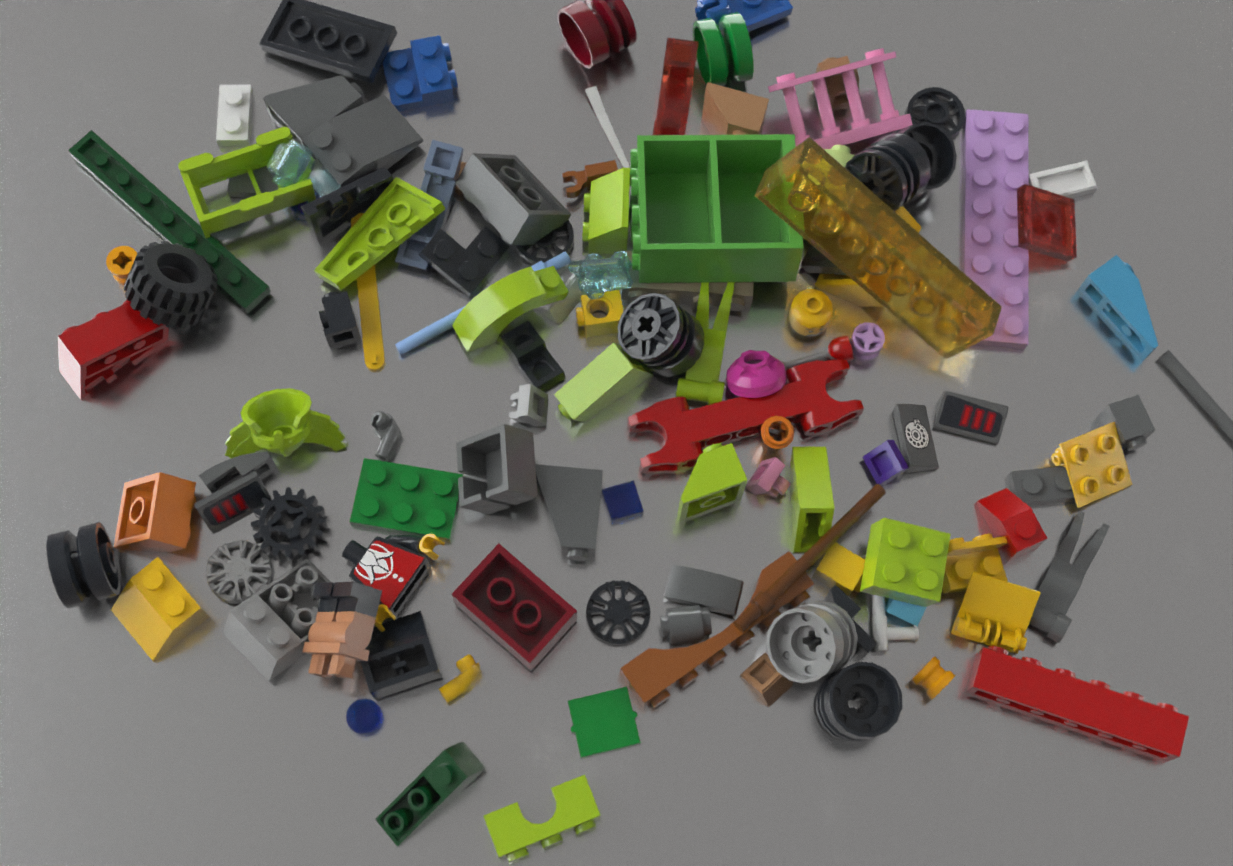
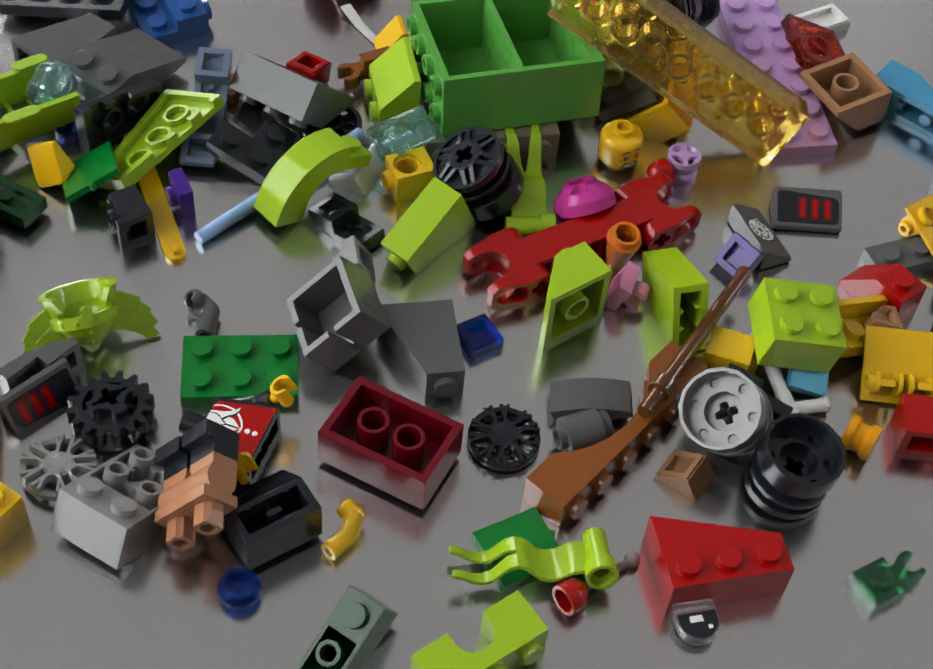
camera: 15 degrees left, 20 degrees down
(278, 249) = (49, 164): none -> yellow slope
(311, 264) = (91, 171): none -> green piece
(387, 301) = (180, 193): none -> dark purple plate
(536, 169) = (311, 66): none -> red slope
(618, 746) = (551, 565): none -> lime flag
(621, 142) = (391, 33): none -> yellow slope
(636, 778) = (572, 594): none -> red hinge
(732, 823) = (696, 621): none -> tile
(760, 778) = (714, 561): none -> red wedge
(904, 820) = (883, 584): none -> clear green plate
(995, 564) = (884, 317): none -> medium nougat tile
(1054, 287) = (849, 90): none -> medium nougat slope

